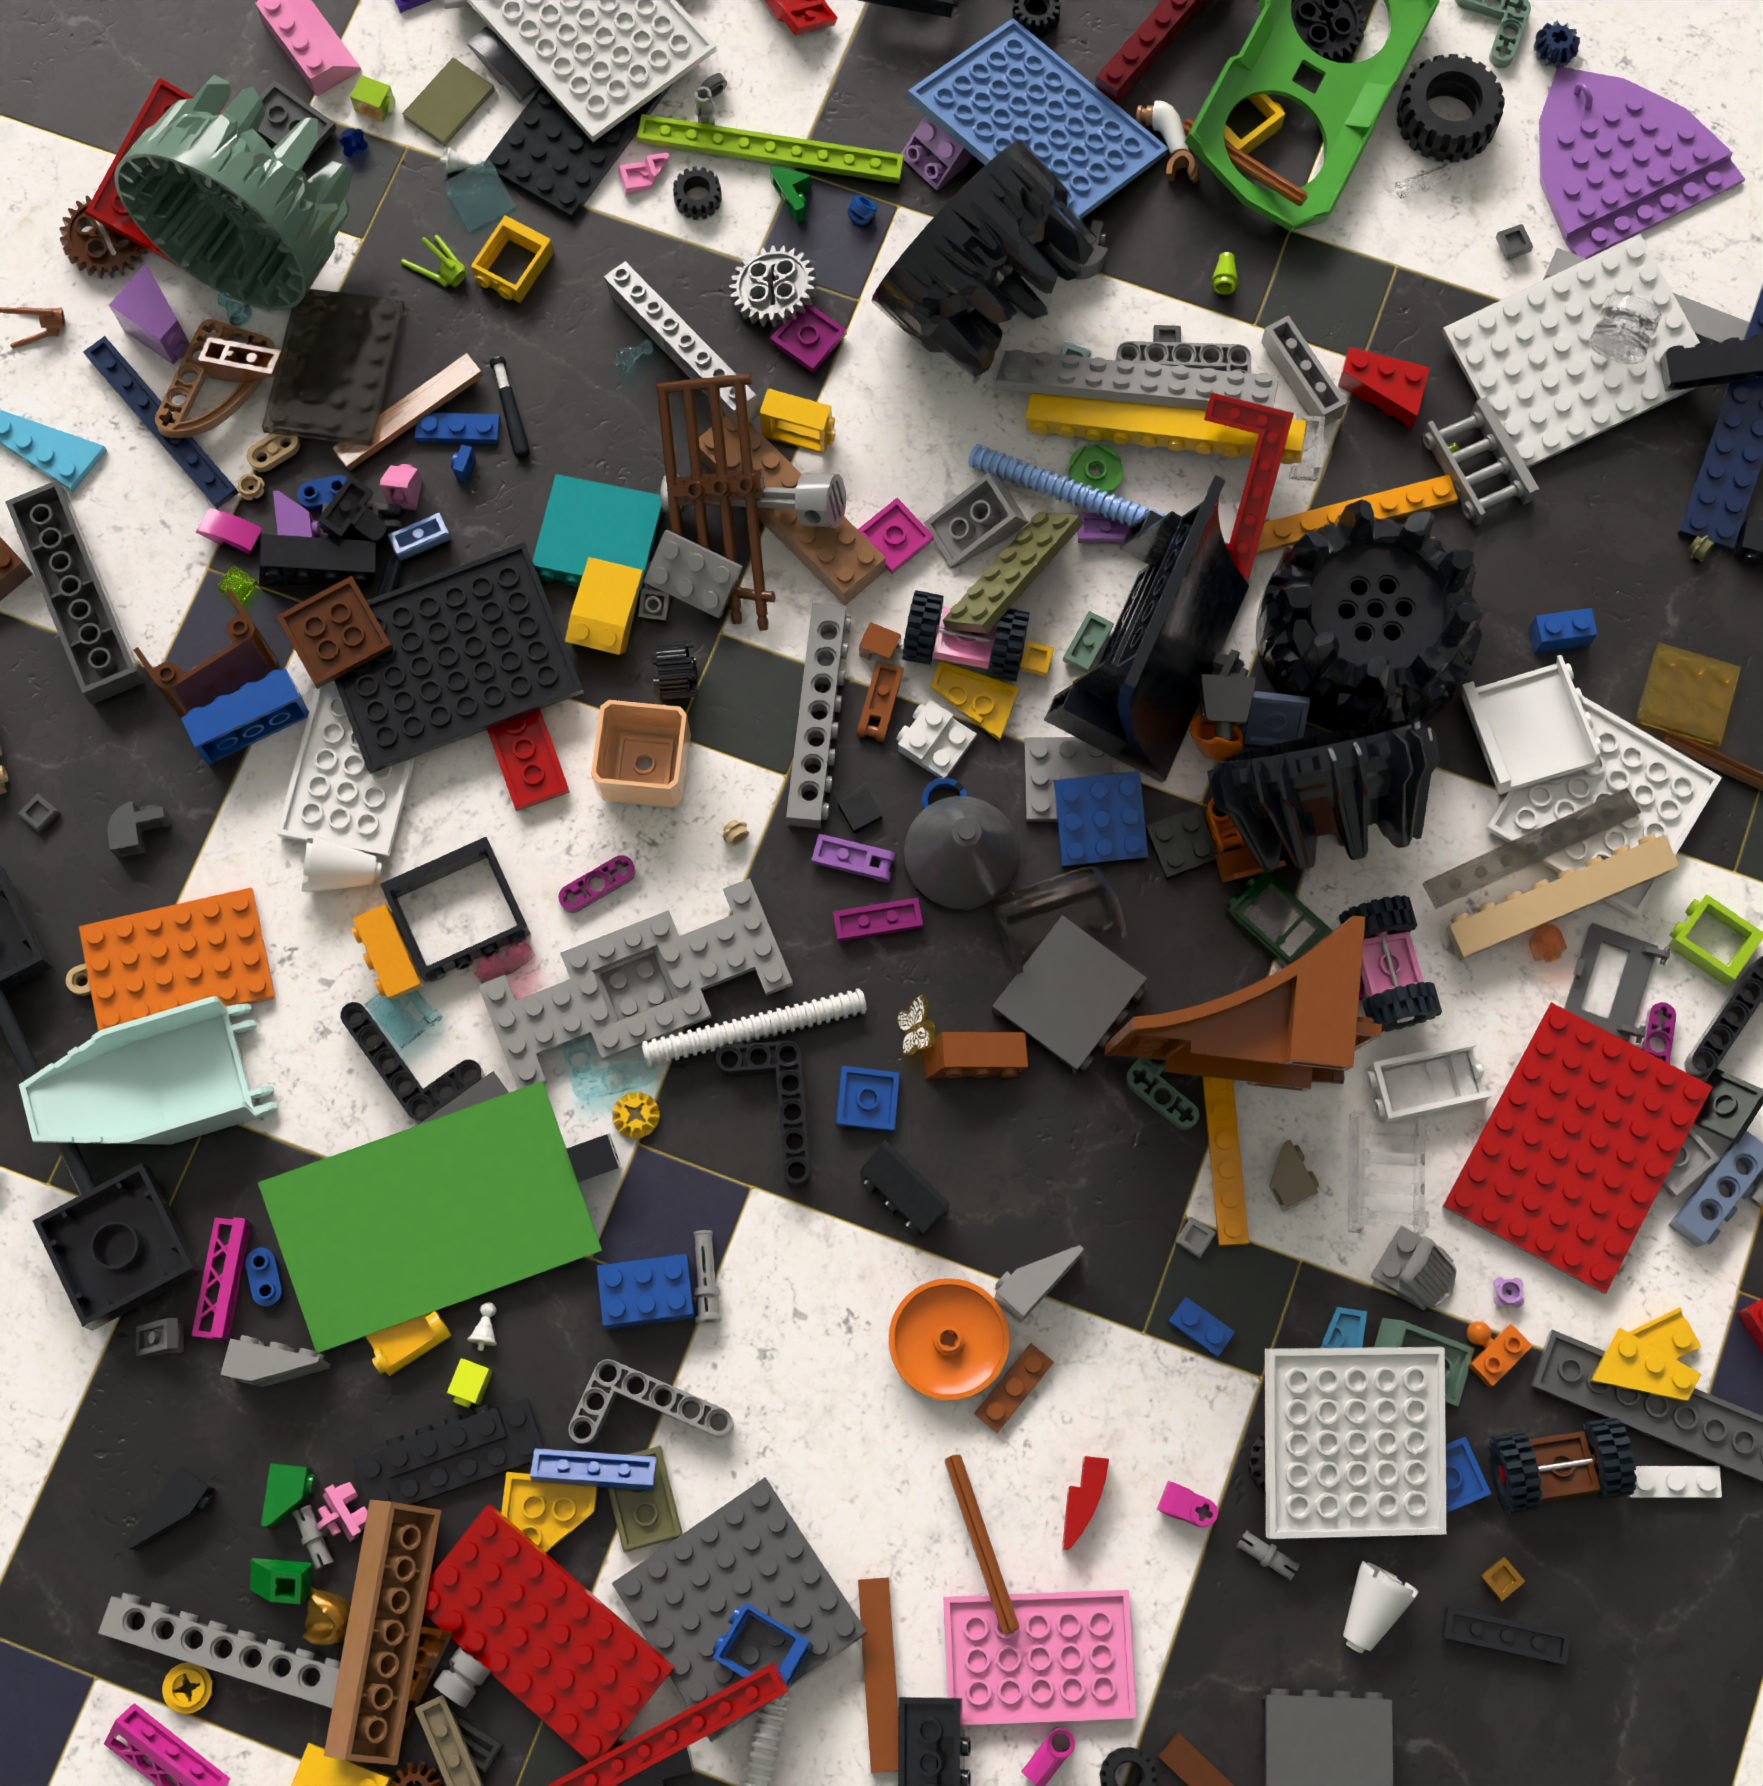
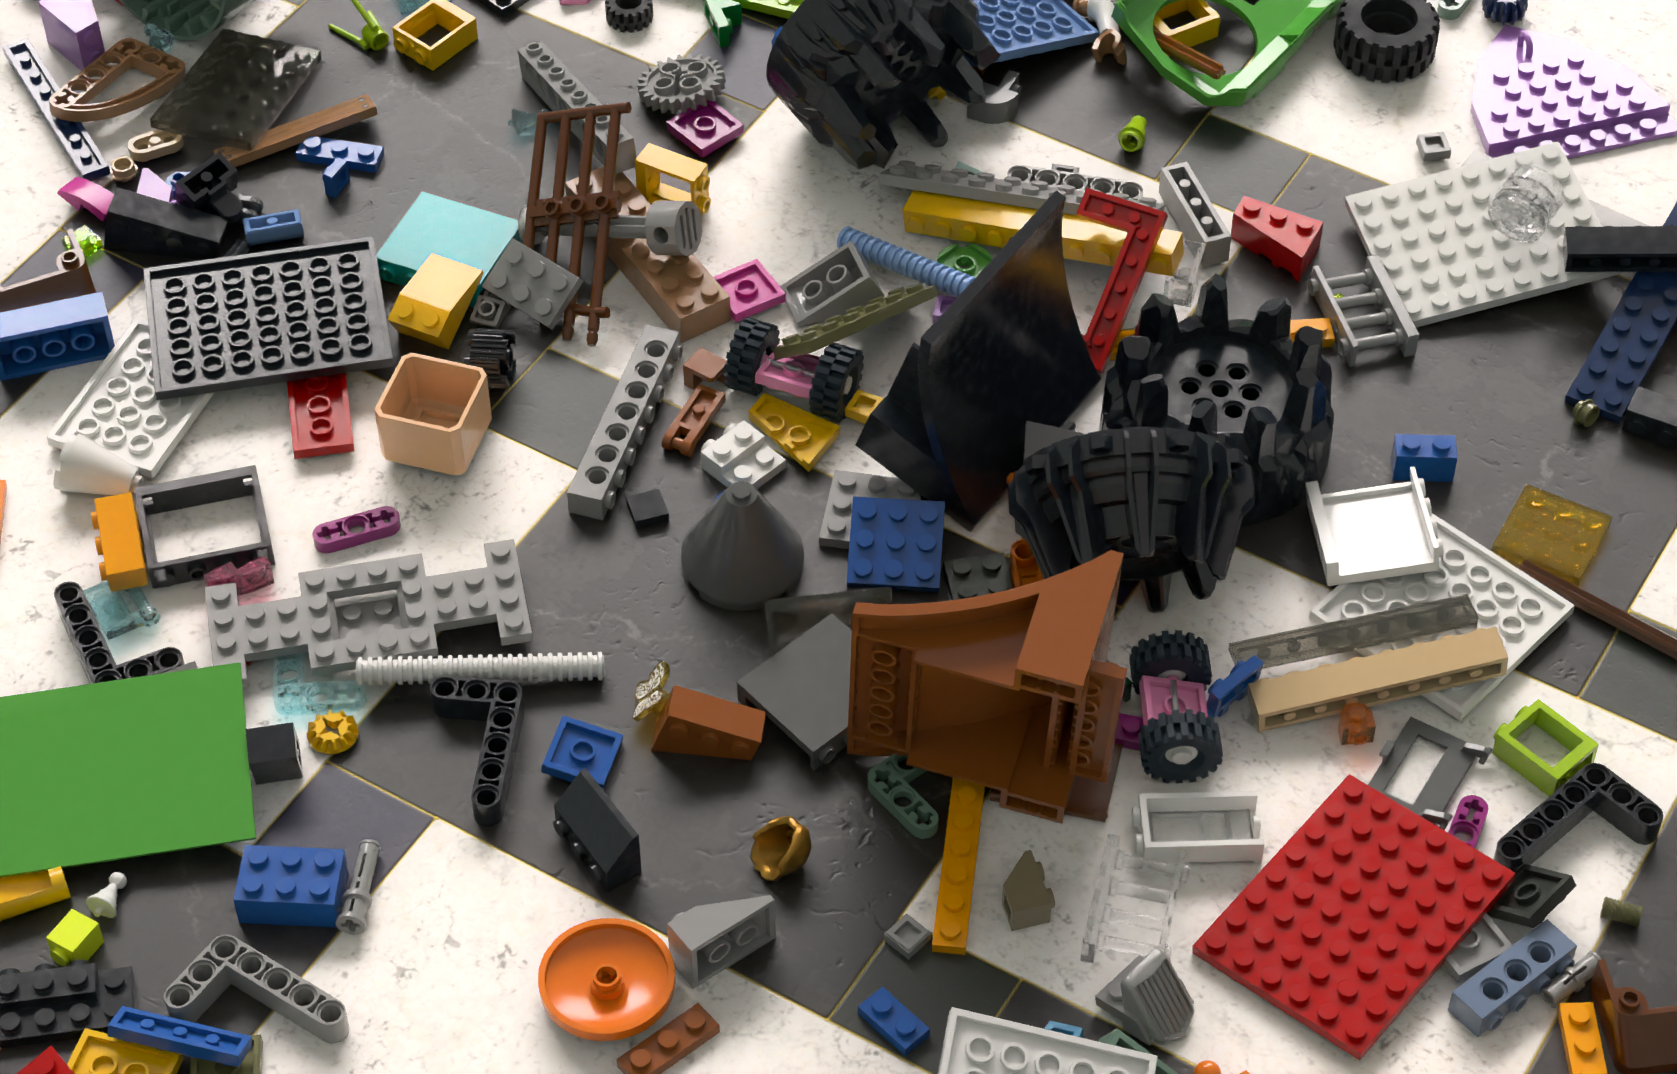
camera: 10 degrees right, 25 degrees down
(238, 361) = (142, 65): dark orange slope -> none
(334, 632) = (161, 275): reddish brown plate -> none
(402, 486) = (269, 184): bright pink slope -> none
(512, 417) = (396, 163): black piece -> none
(735, 832) = (512, 506): tan plate -> none
(853, 857) = (628, 544): medium lavender plate -> none
(877, 919) = (638, 599): magenta plate -> none
(1068, 1174) = (780, 847): none -> pearl gold hair
(1423, 180) = (1350, 89): clear pin -> none
(1435, 930) = (1234, 687): none -> blue plate
(1515, 1286) = (1250, 1033): lavender plate -> none

